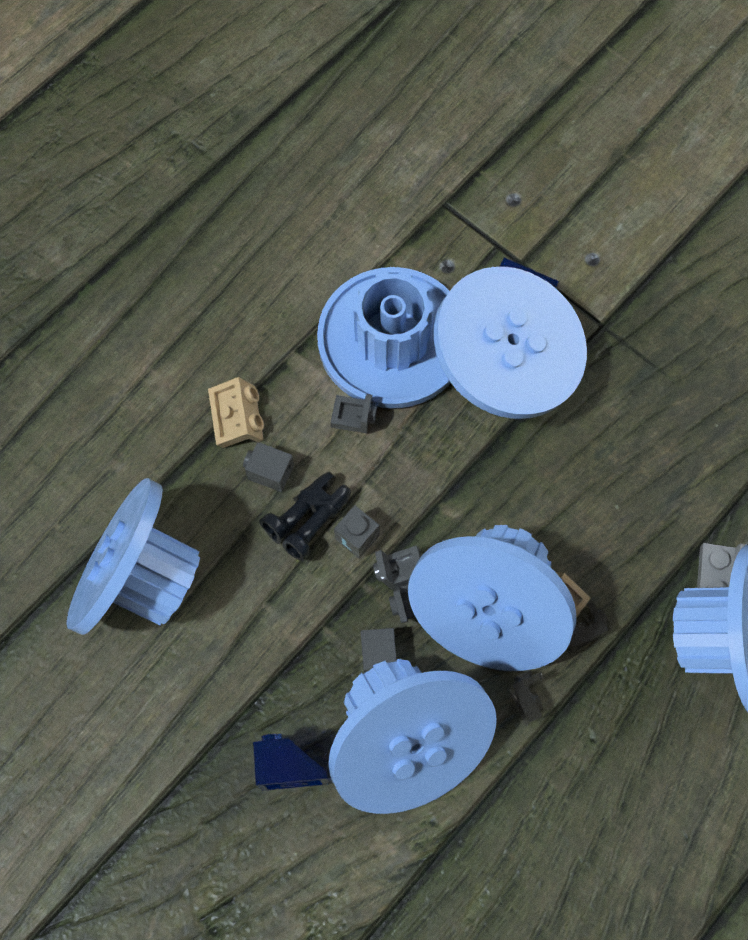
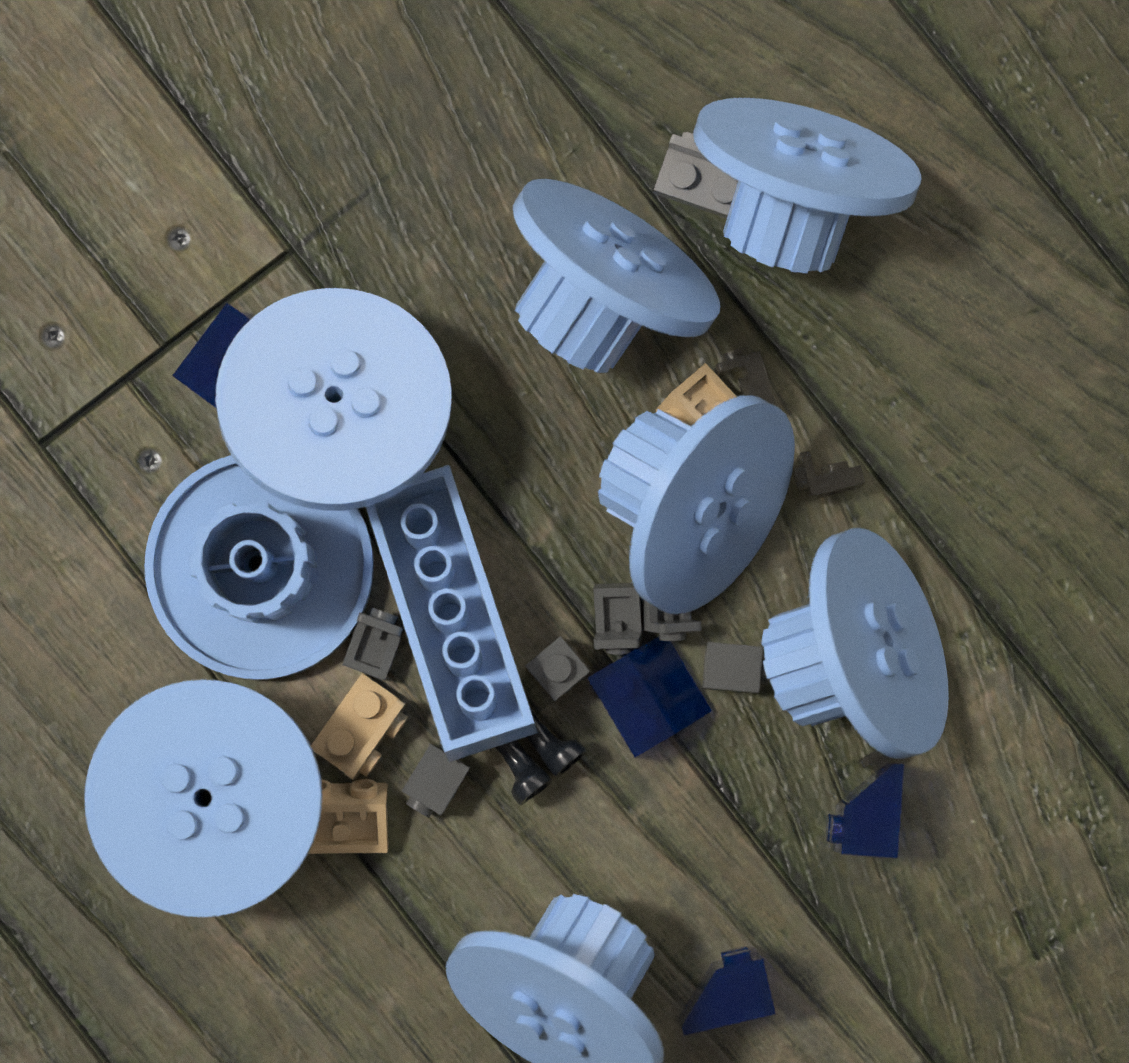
camera: 80 degrees left, 15 degrees up
(145, 685) = (729, 993): none -> clear blue slope
(232, 311) = (151, 809): none -> light blue piece
(297, 415) = (359, 727): none -> tan bracket
(348, 596) = (649, 695): none -> clear blue slope
(380, 449) = (450, 617): none -> light blue brick
(636, 506) = (603, 277): none -> light blue piece

